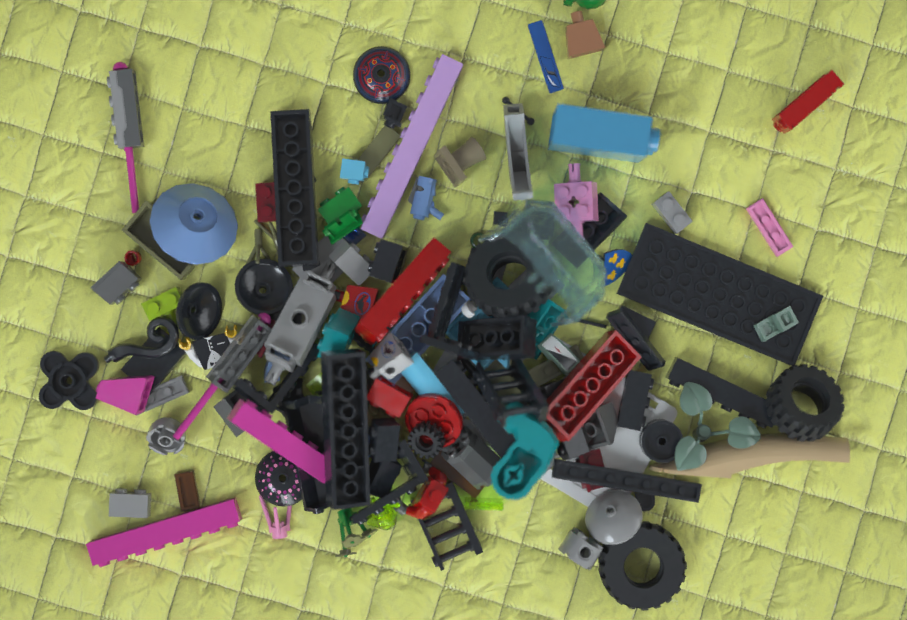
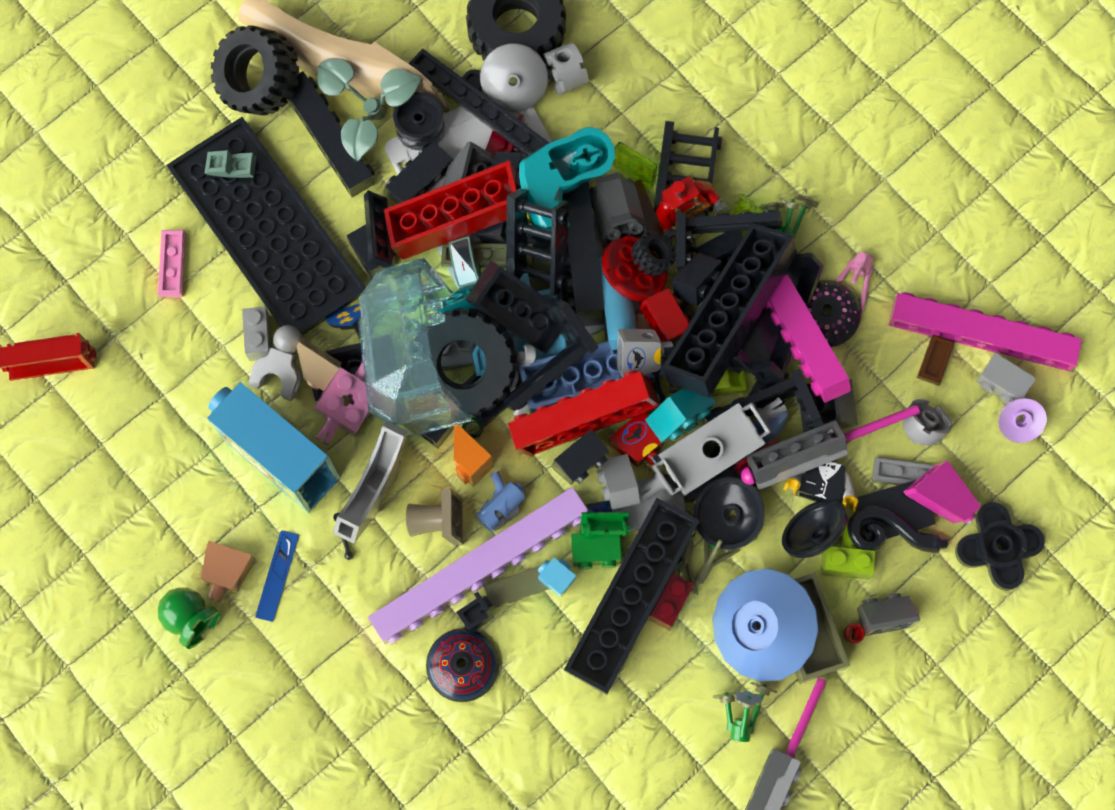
camera: 150 degrees left, 15 degrees down
(102, 481) = (1026, 428): none -> lavender dish
(170, 148) = (742, 727): none -> plant
(464, 214) = (470, 458): none -> orange slope
(611, 213) = (316, 365): none -> tan slope
(640, 202) = (280, 361): none -> light grey piece

